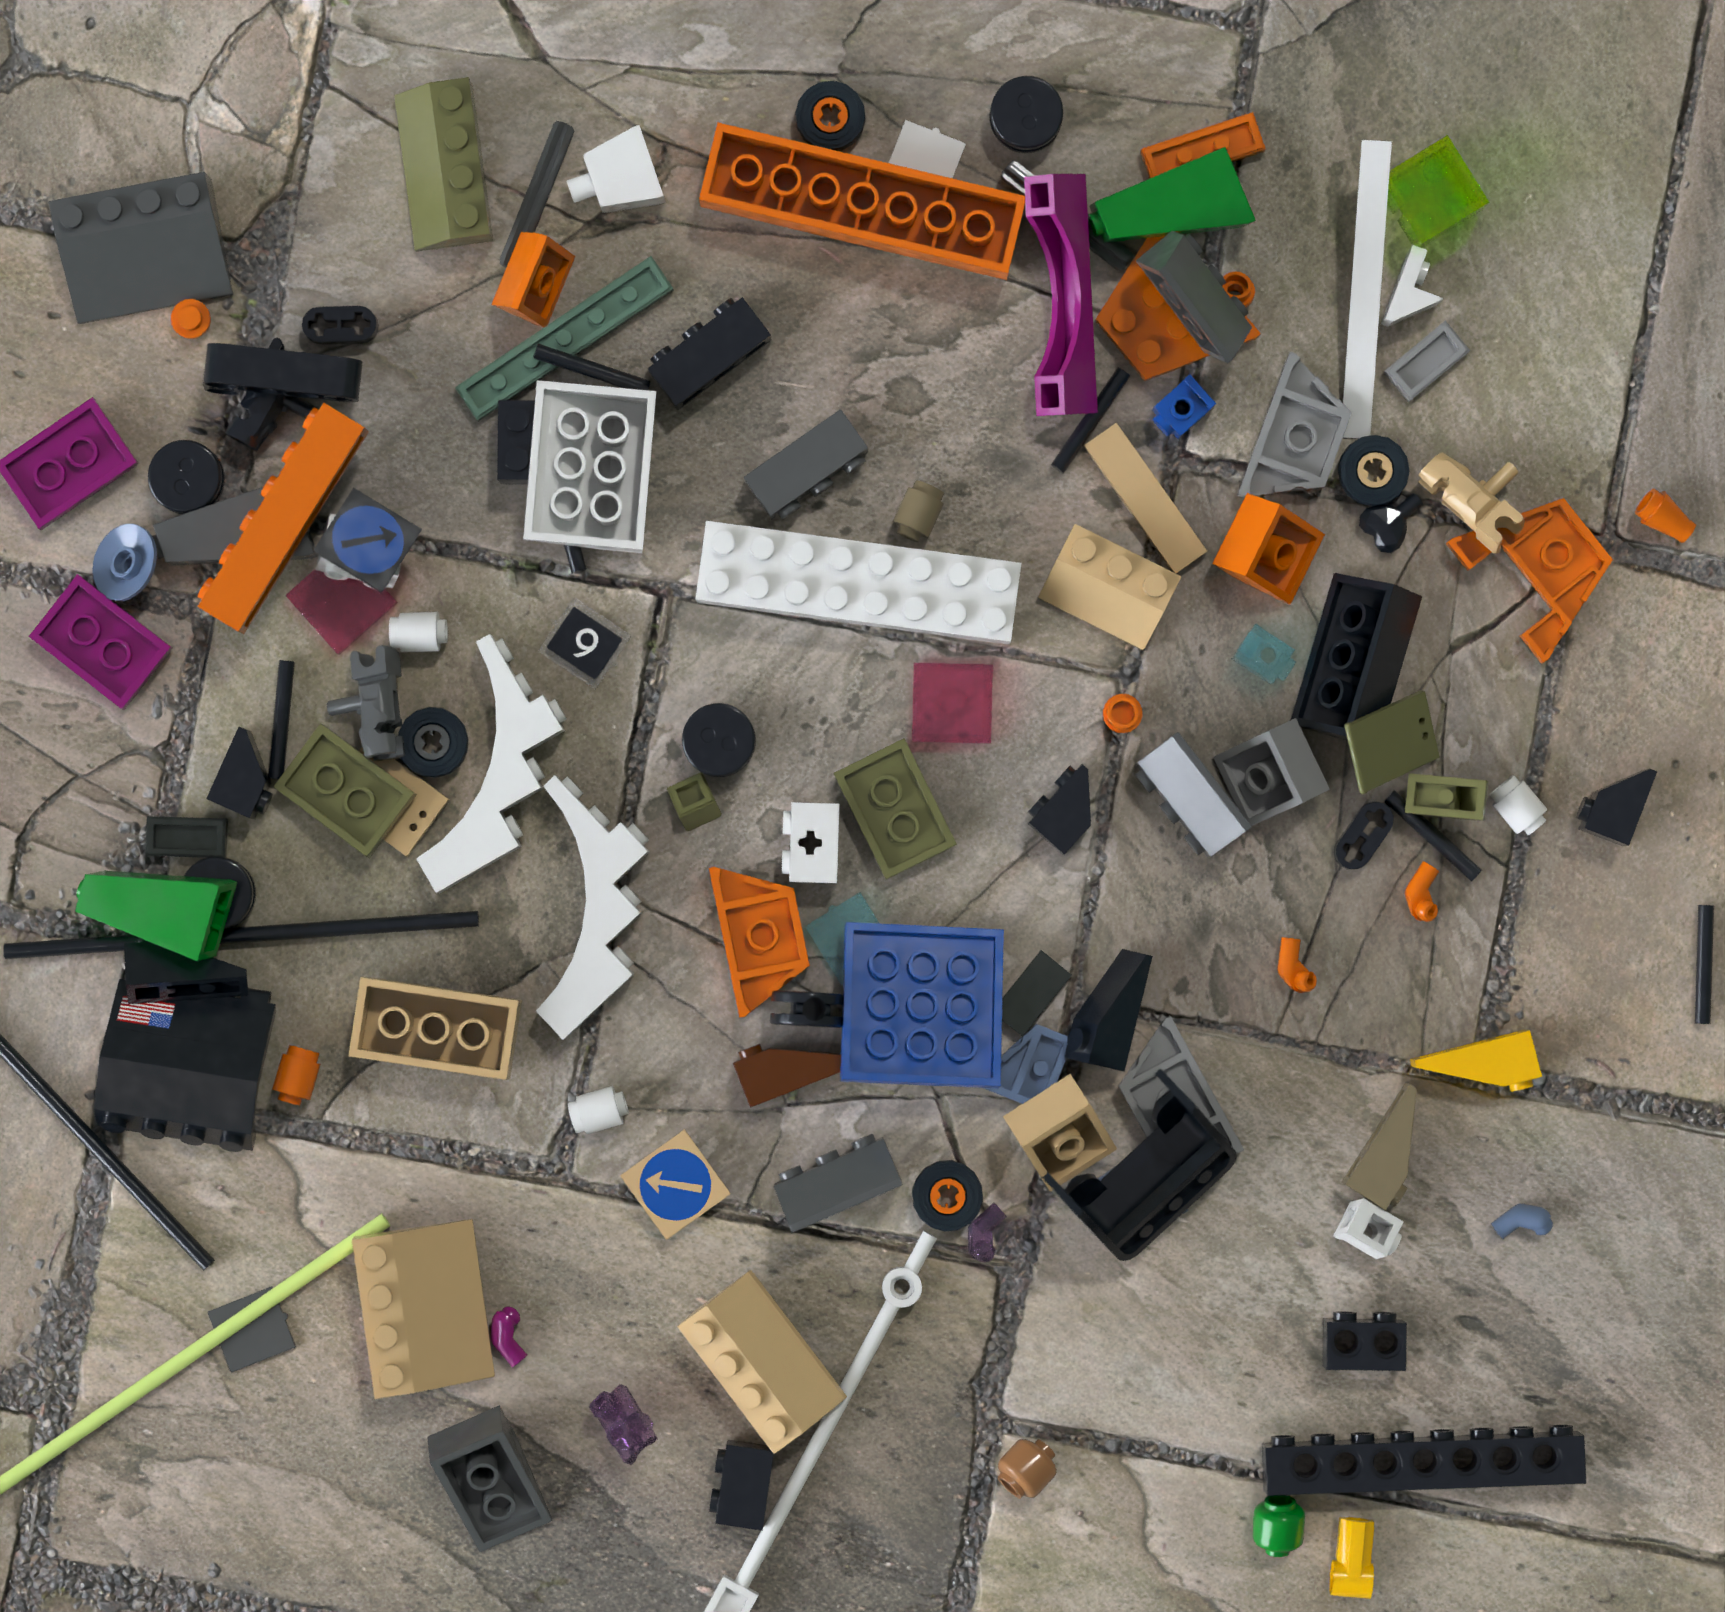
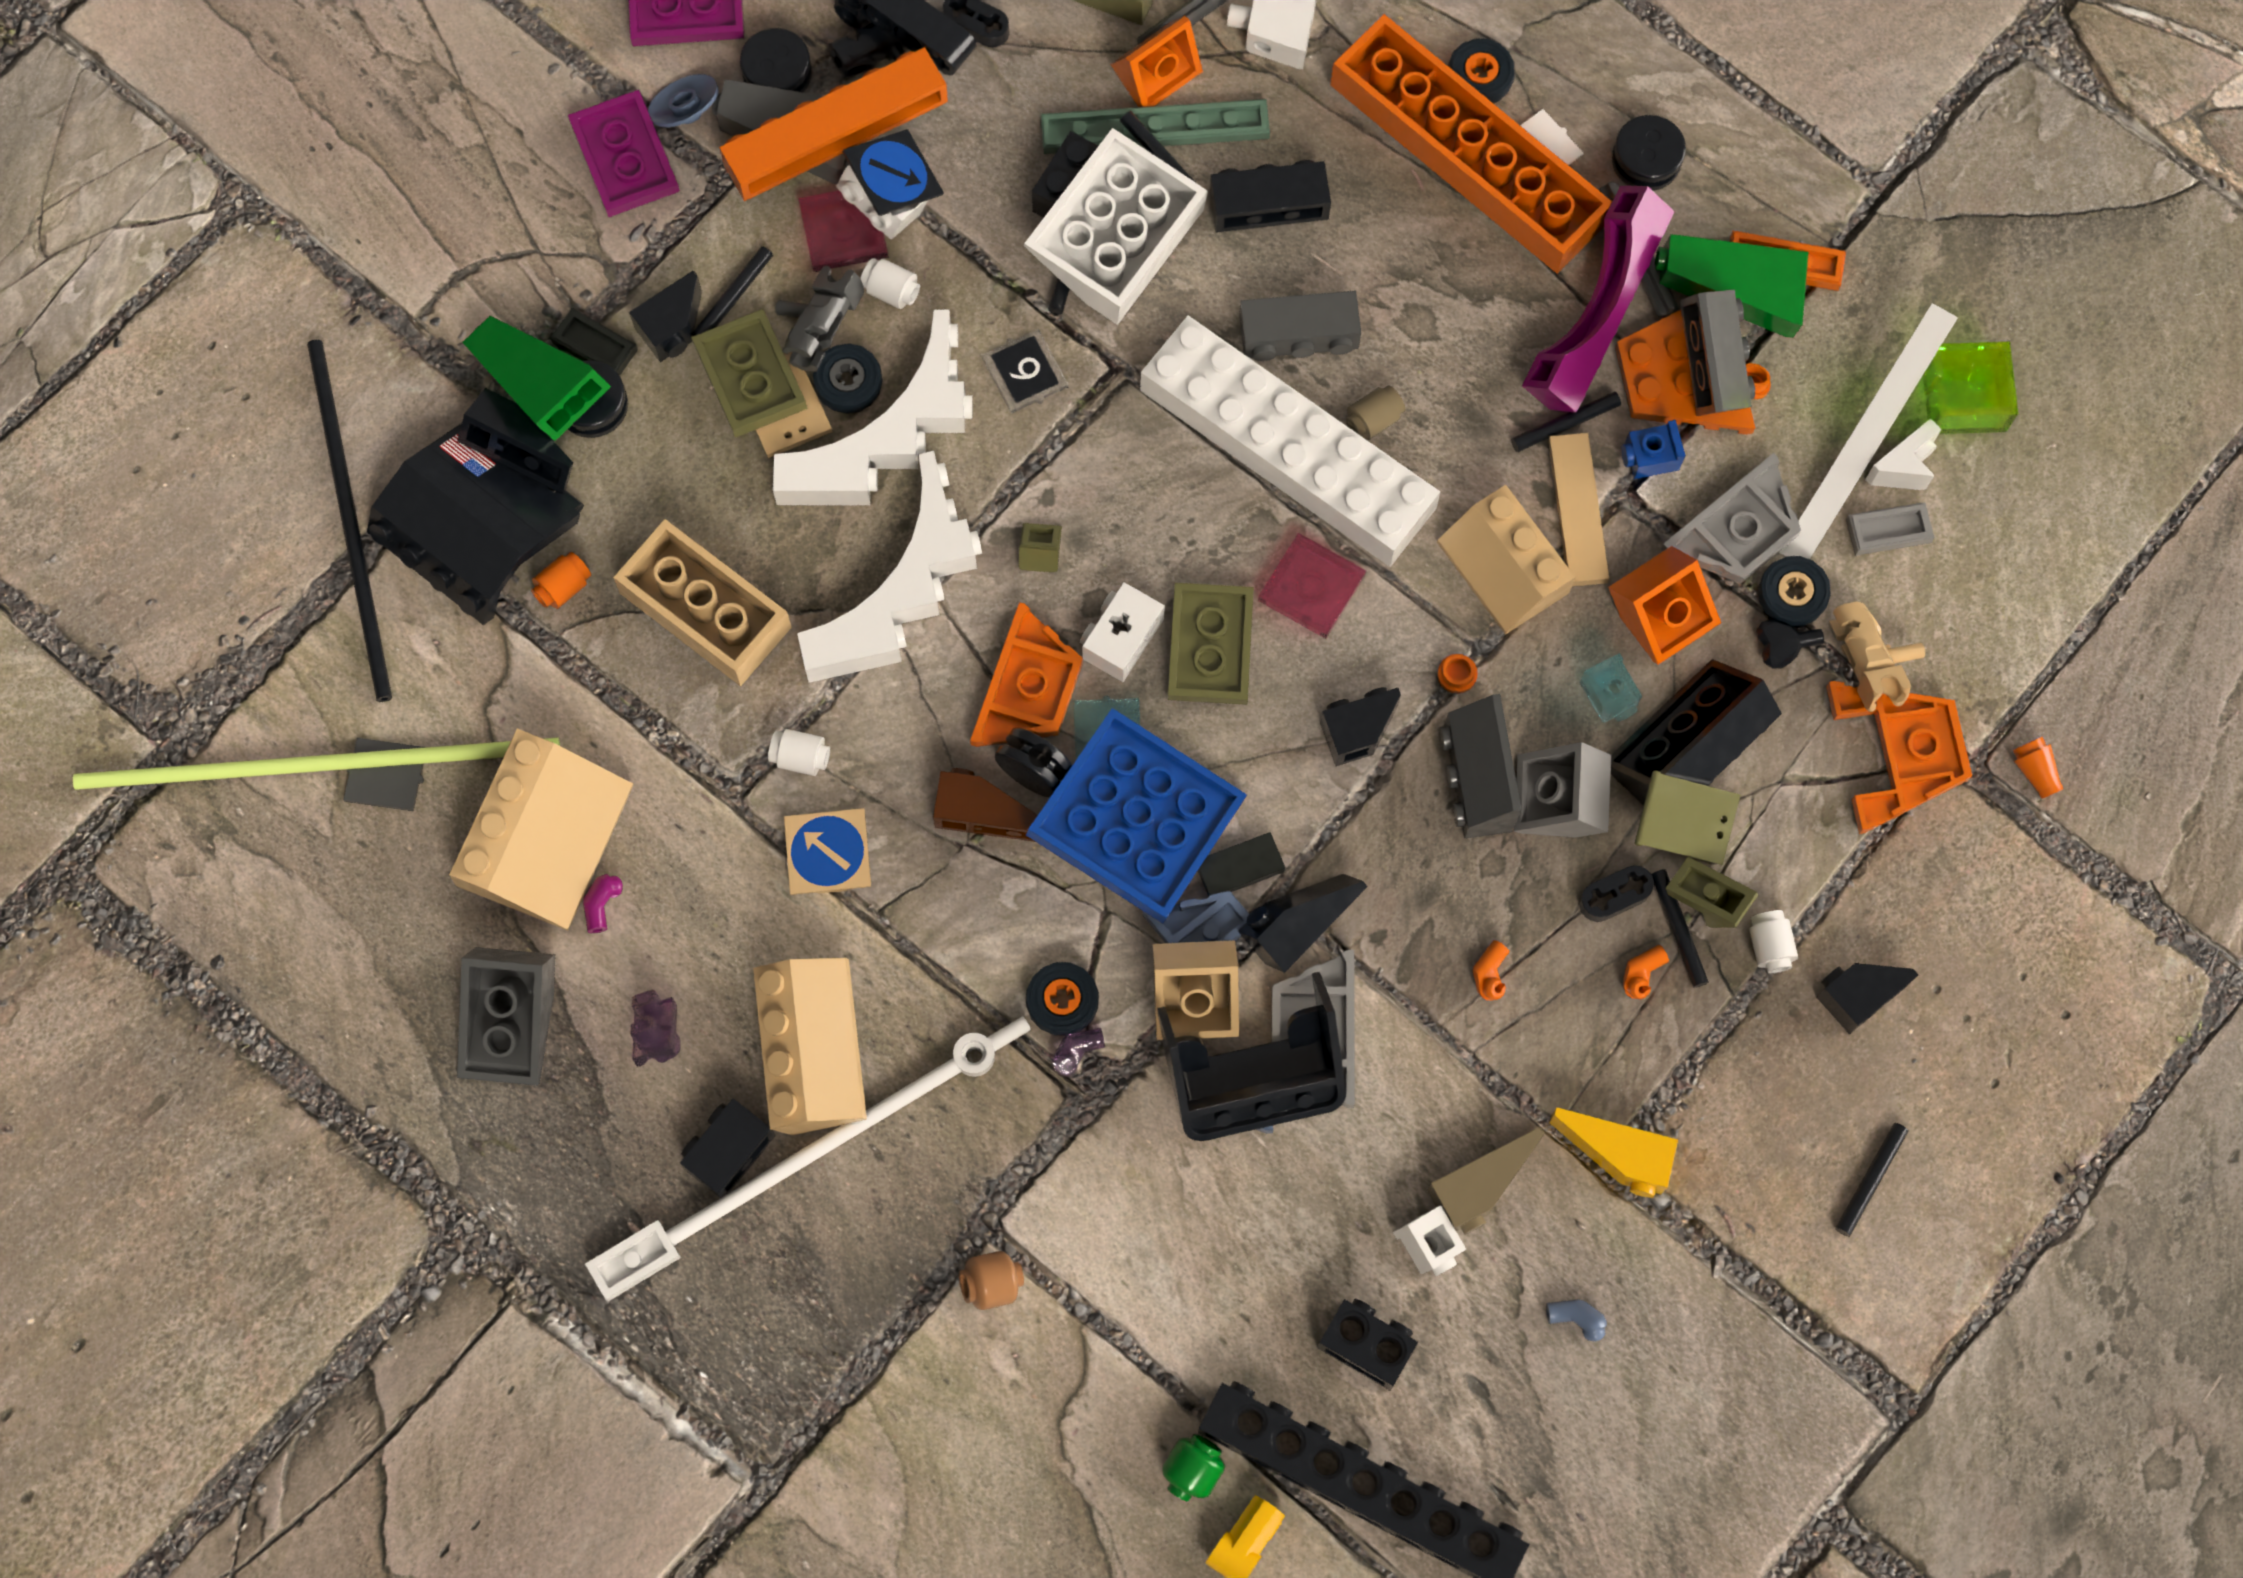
camera: 30 degrees right, 15 degrees down
(257, 933) = (608, 454): black piece -> none
(718, 740) = (1091, 505): black head -> none
(837, 1182) = (970, 929): dark grey slope -> none

